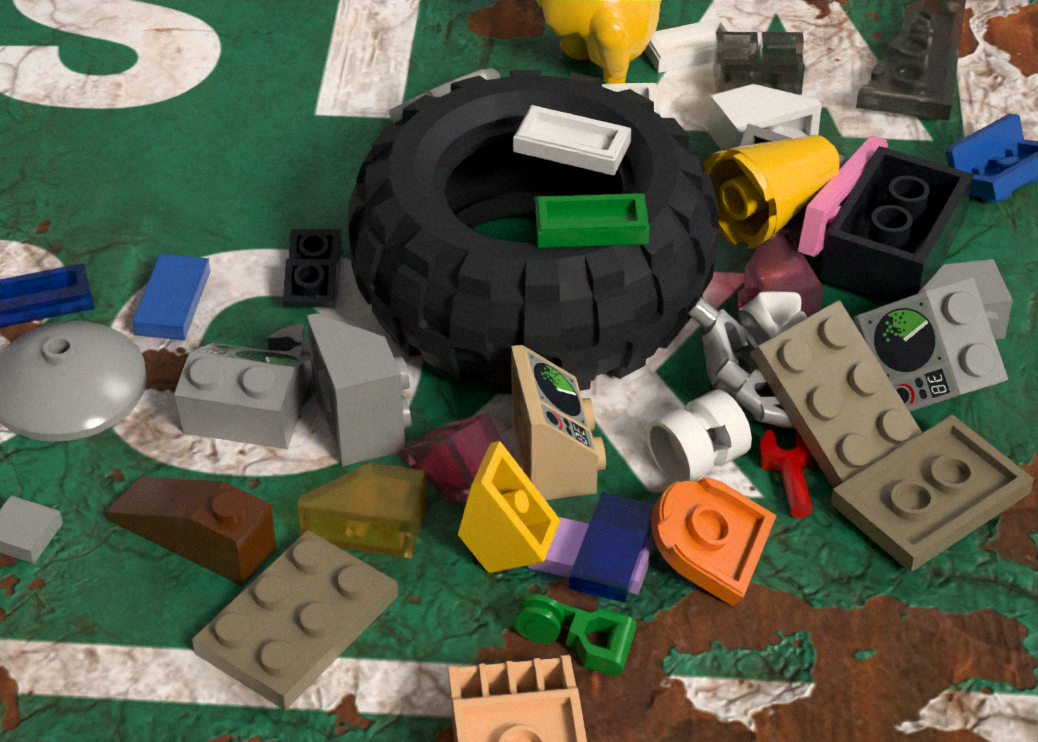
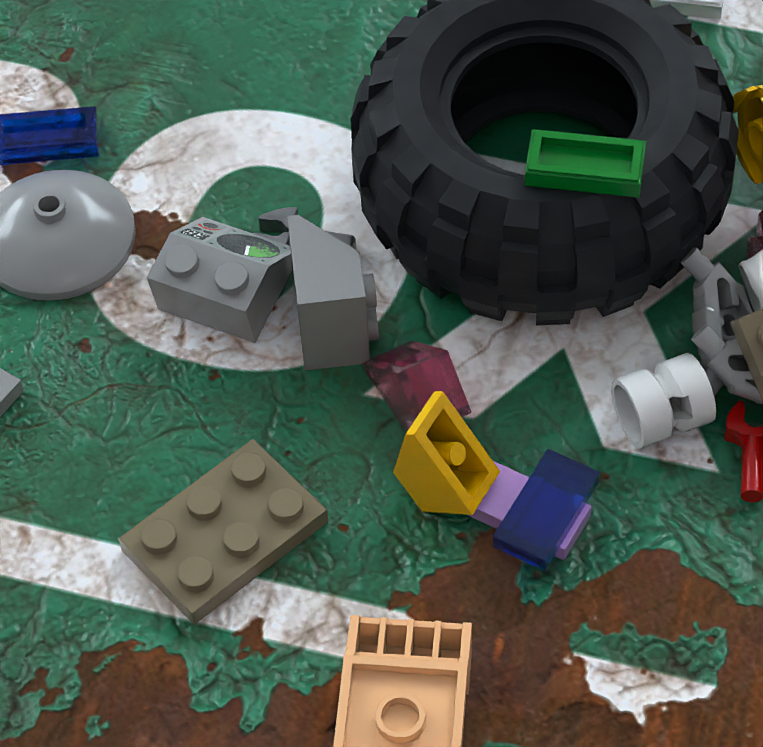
camera: 15 degrees right, 10 degrees up
(171, 297) = (175, 155): blue tile -> none
(201, 522) = (150, 415): reddish brown slope -> none
(313, 268) = (320, 146): black slope -> none
(368, 510) = (316, 428): clear yellow slope -> none
(541, 619) = (459, 574): green piece -> none
(553, 428) = (518, 369): tan slope -> none
(572, 140) = (590, 63): white tile -> none
(711, 535) = (649, 511): orange tile -> none

